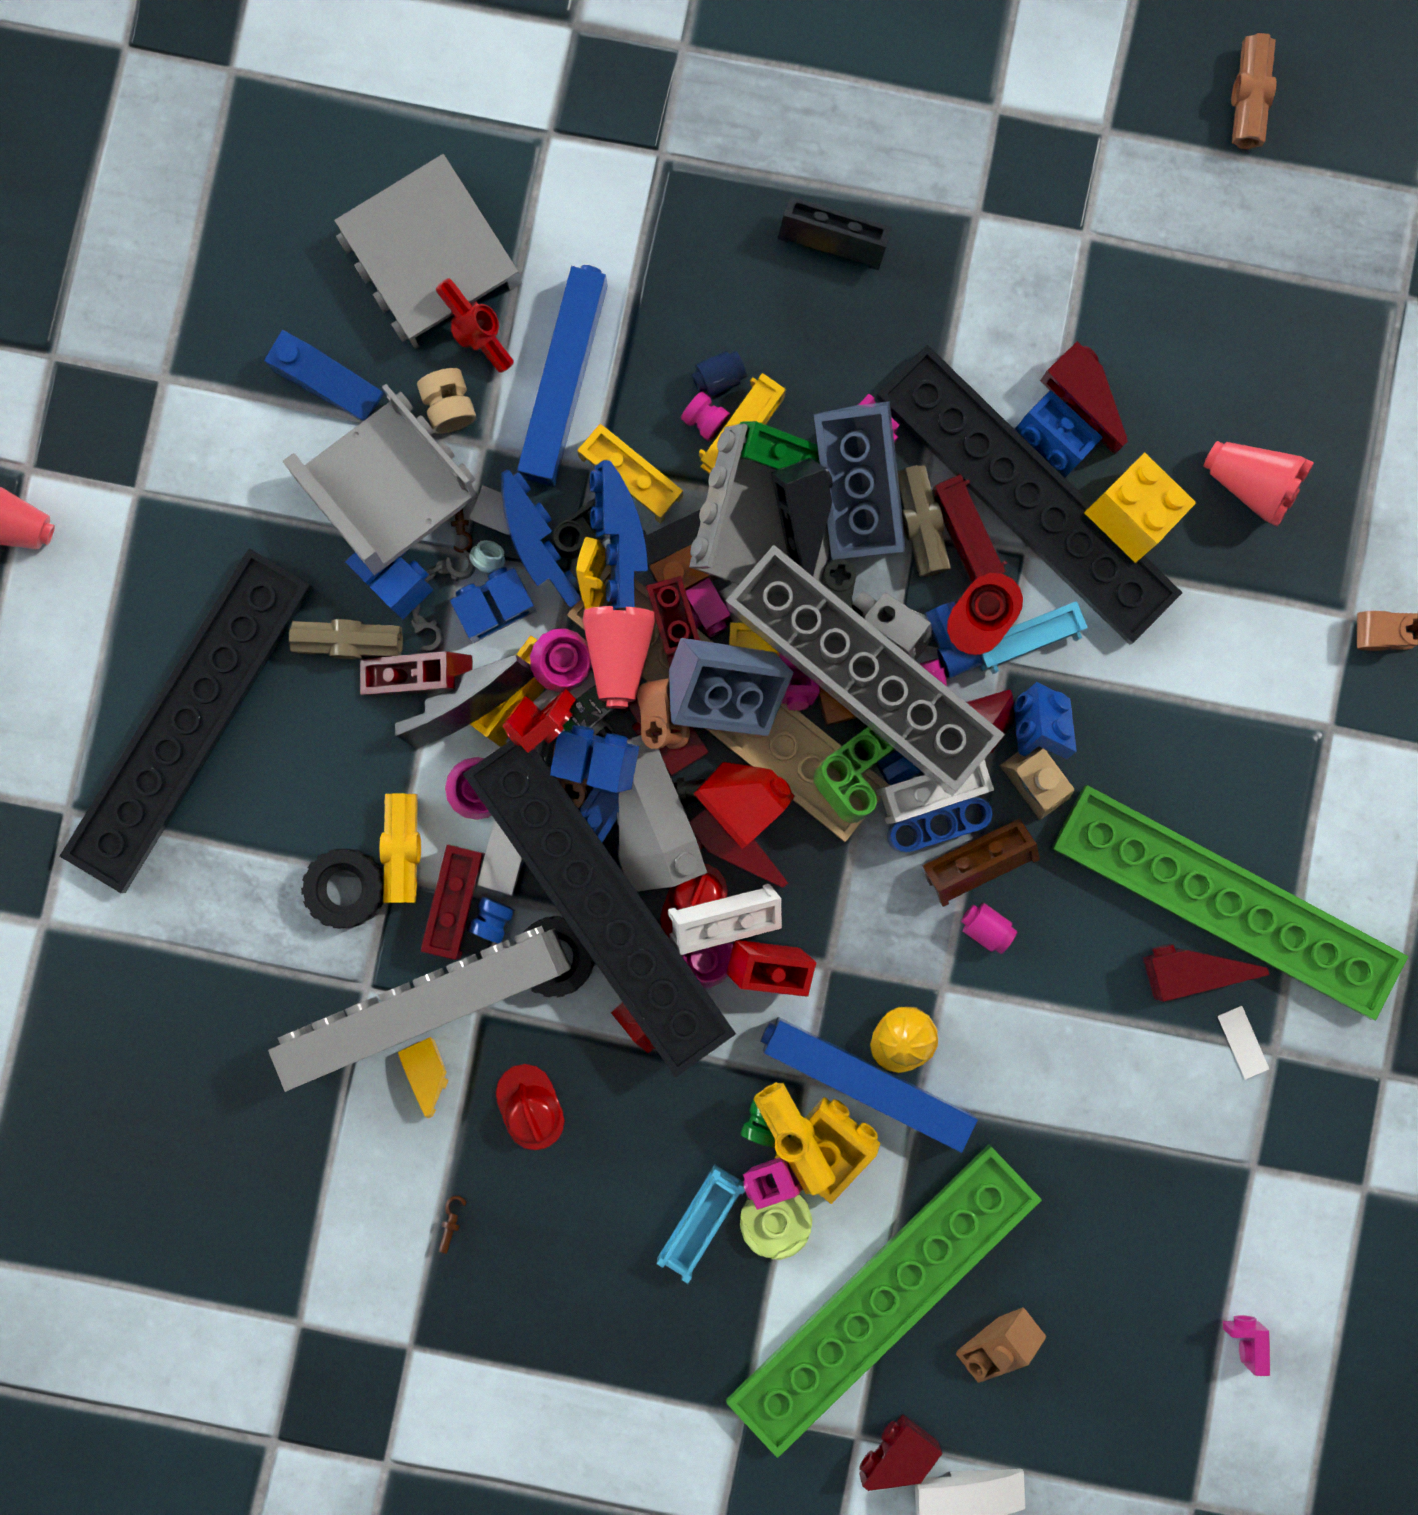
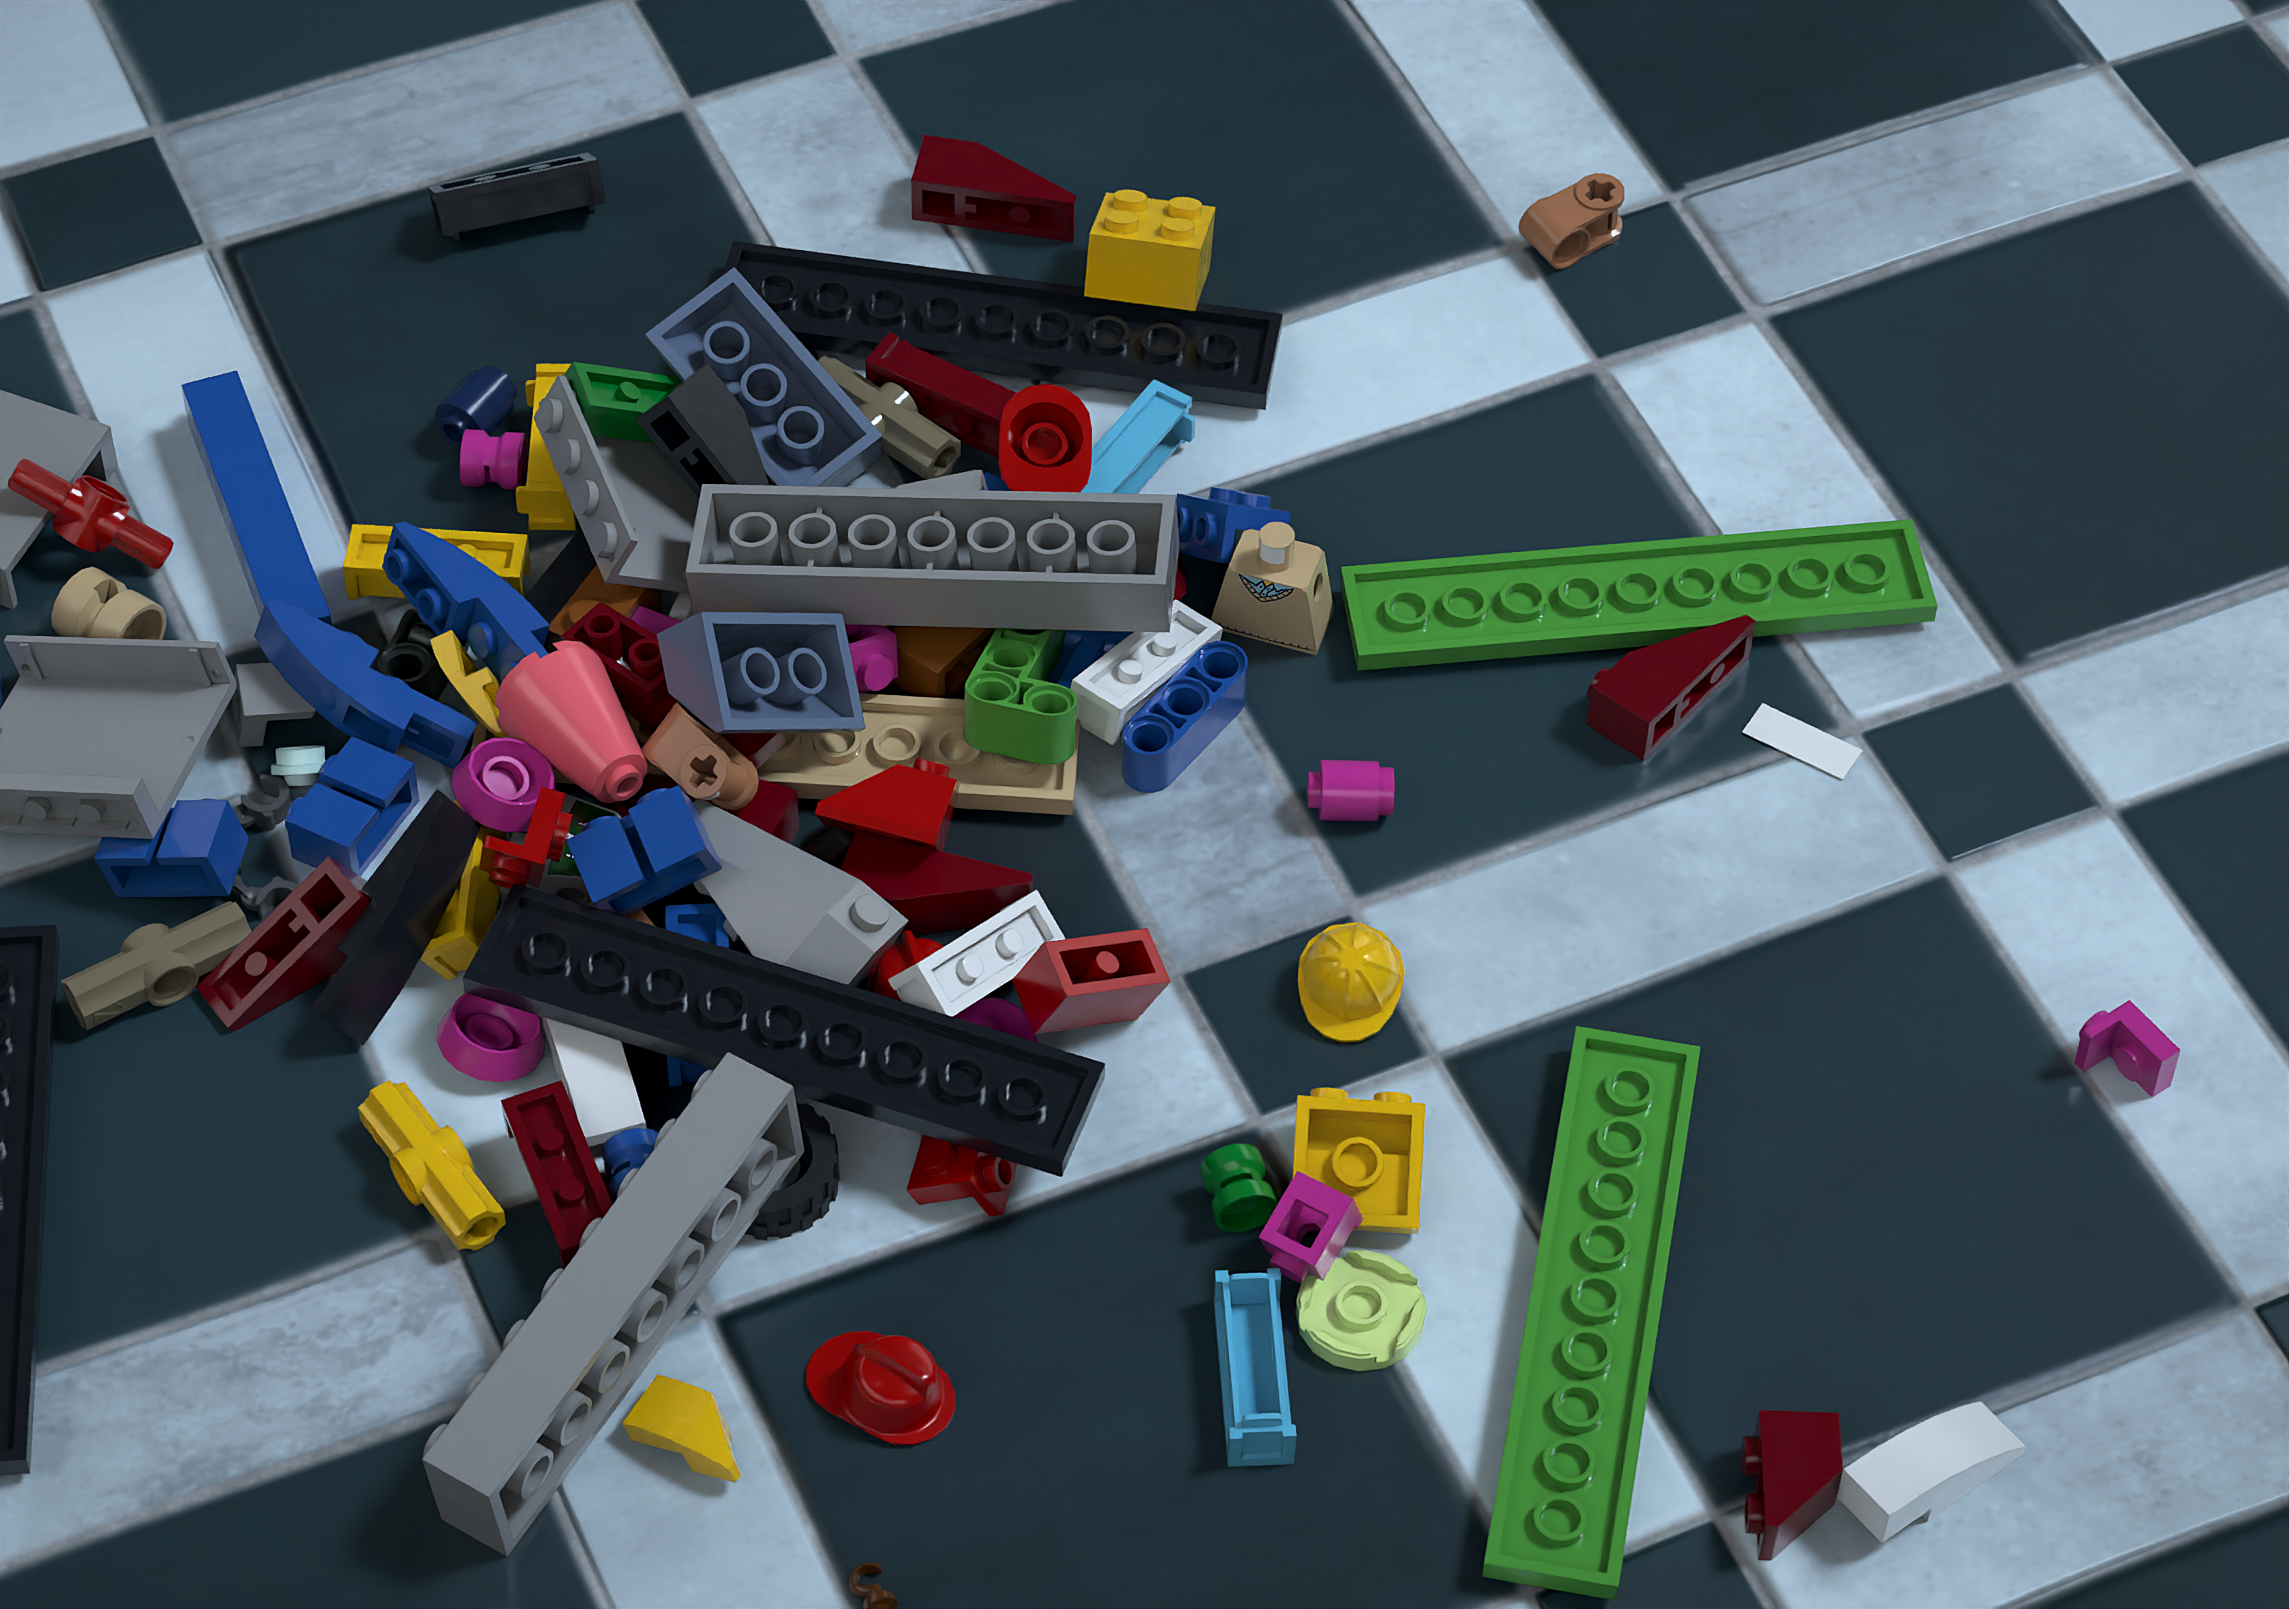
camera: 35 degrees left, 35 degrees down
(316, 882) = (388, 1308): black tyre -> none
(460, 525) = (230, 756): reddish brown hand -> none
(803, 1157) = (1256, 1121): yellow piece -> none
(868, 1083) = (1353, 1051): blue brick -> none
(981, 861) = (1275, 721): reddish brown container -> none
(1002, 1346) = (1804, 1257): medium nougat slope -> none
(1058, 433) = (981, 244): blue bracket -> none
(1259, 477) = (1271, 154): coral cone -> none

